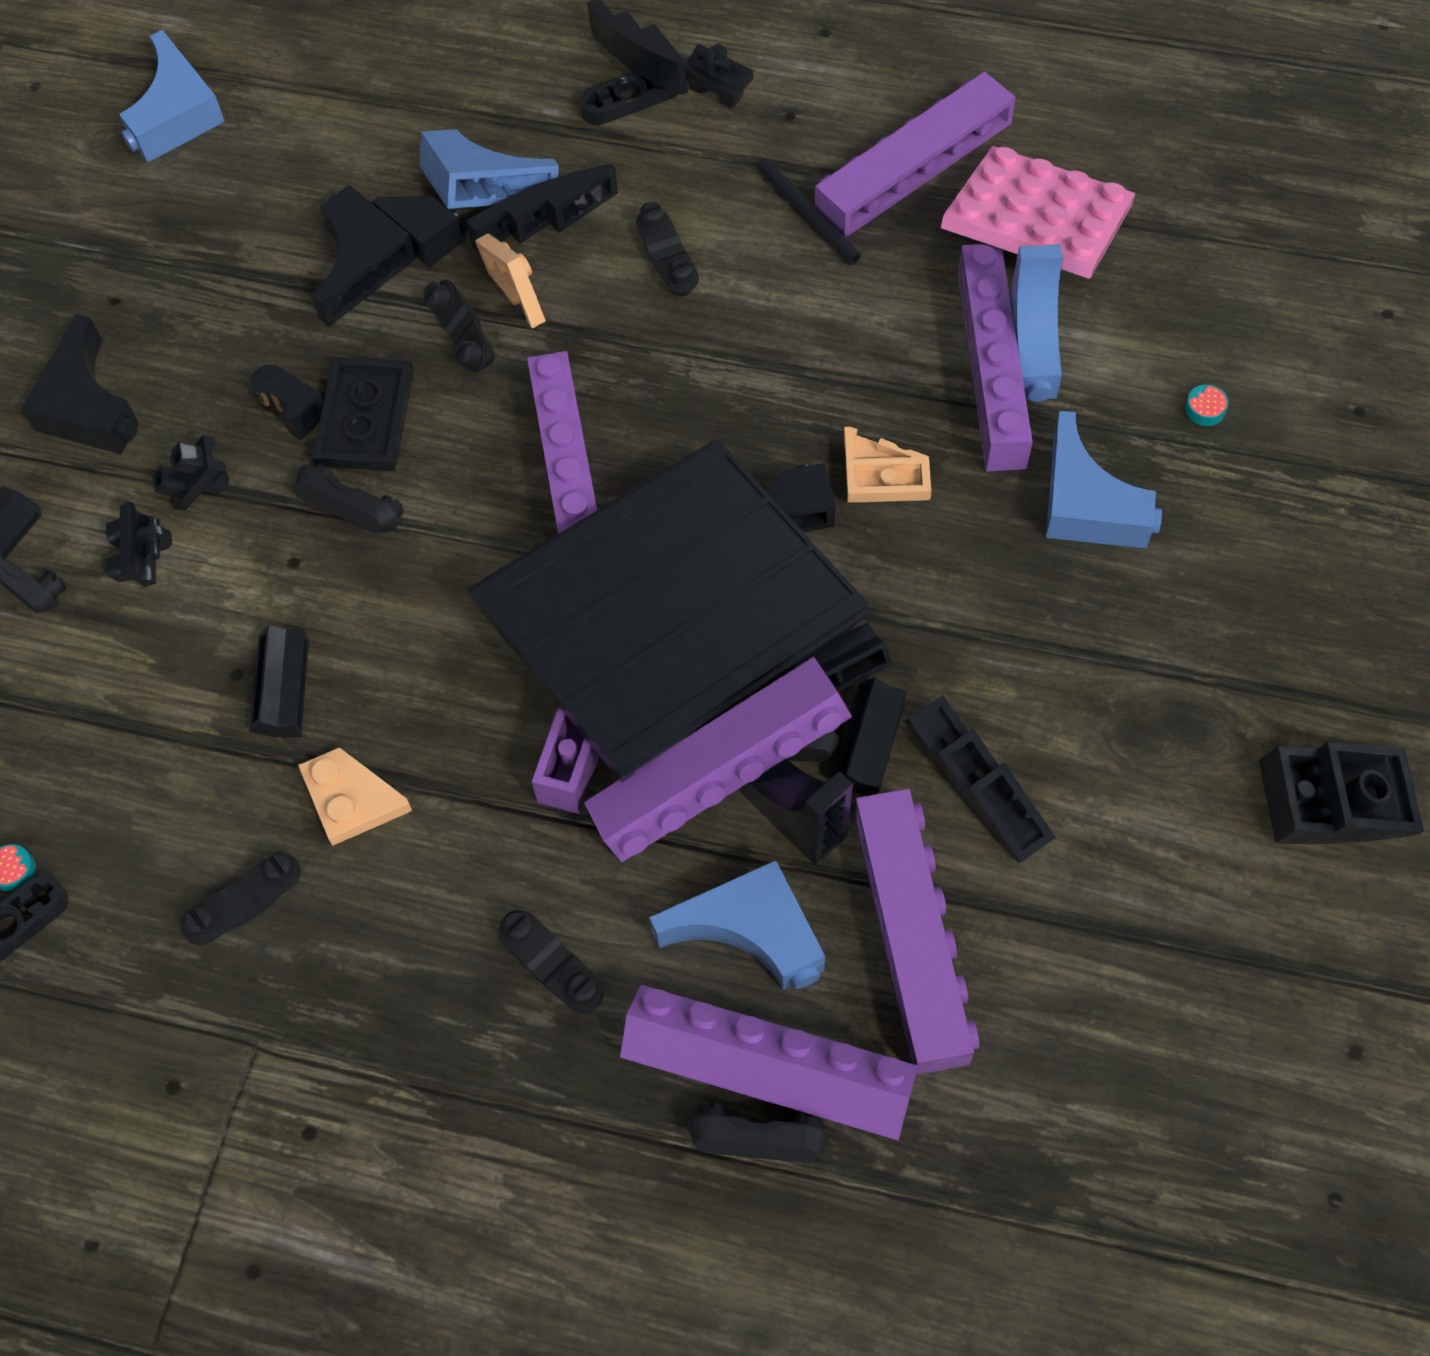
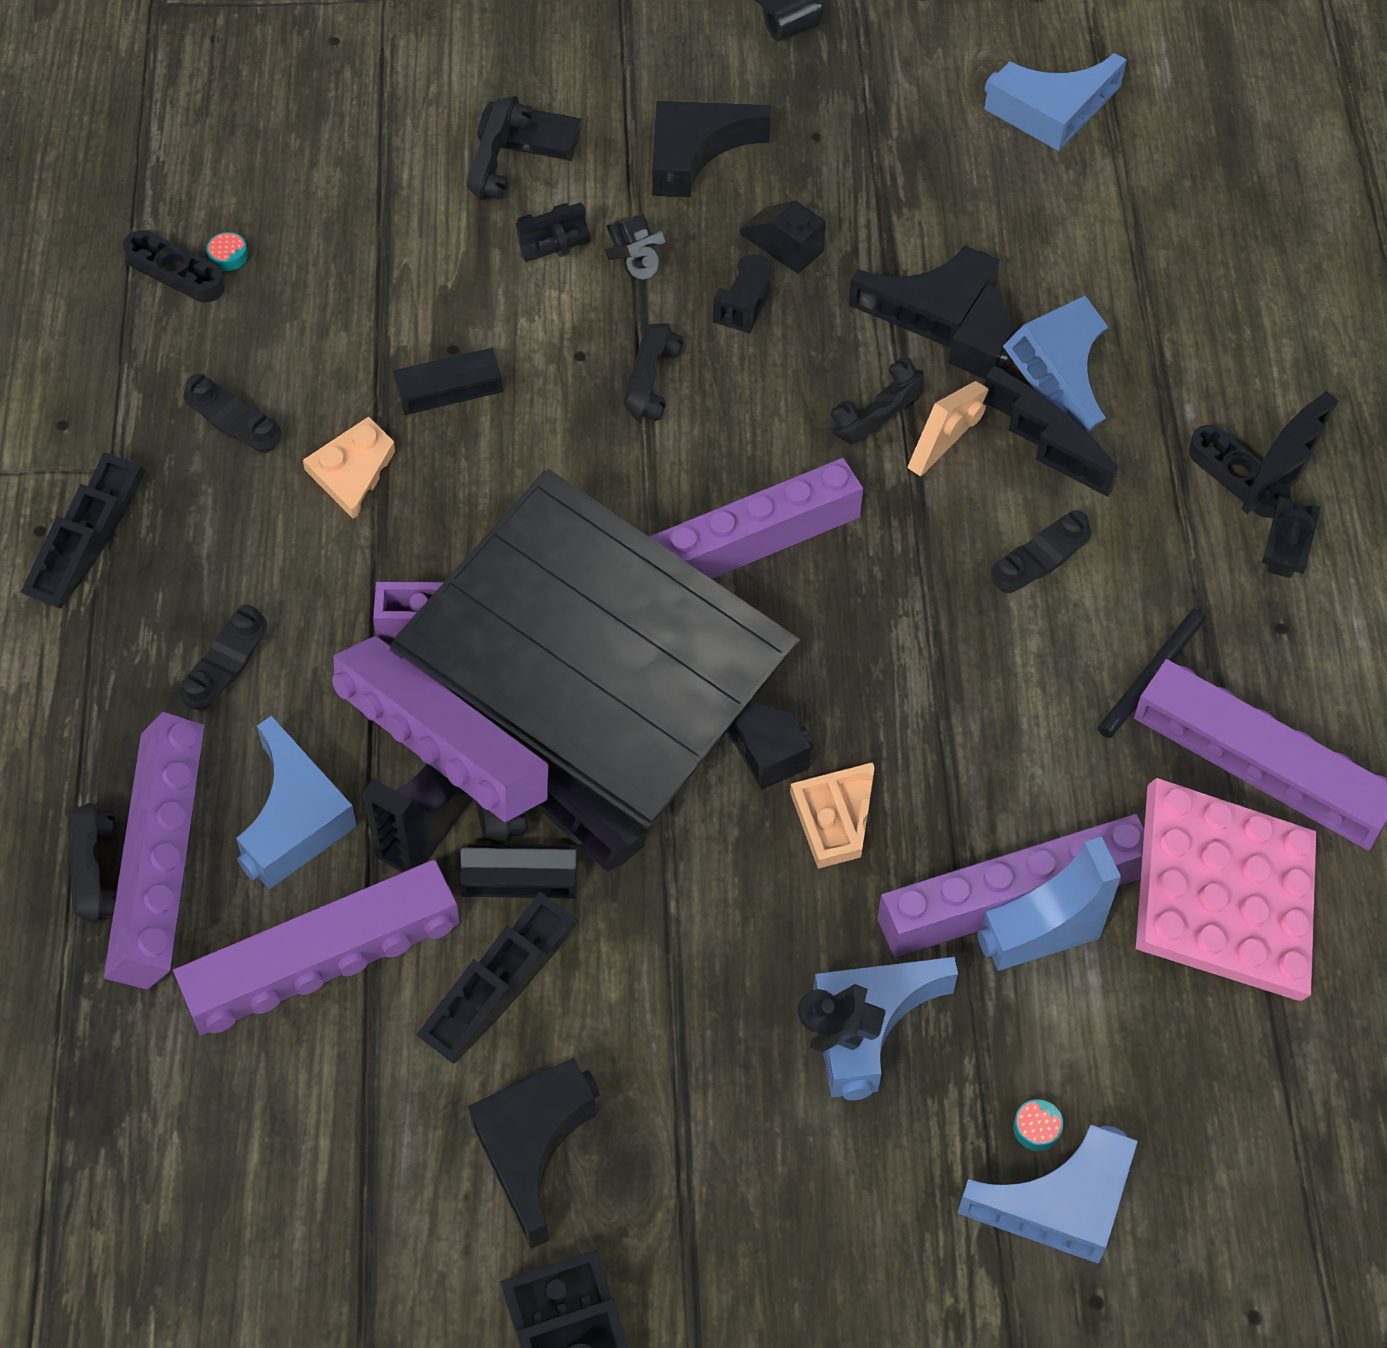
camera: 70 degrees right, 5 degrees down
(228, 348) = (787, 233): none -> black slope
(336, 1080) = (83, 532): none -> black slope
(363, 413) = (751, 356): black plate -> none
(1121, 491) = (840, 1018): none -> black hips
(1148, 792) = (524, 1129): none -> black arch
(1282, 393) = (1066, 1208): none -> medium blue arch

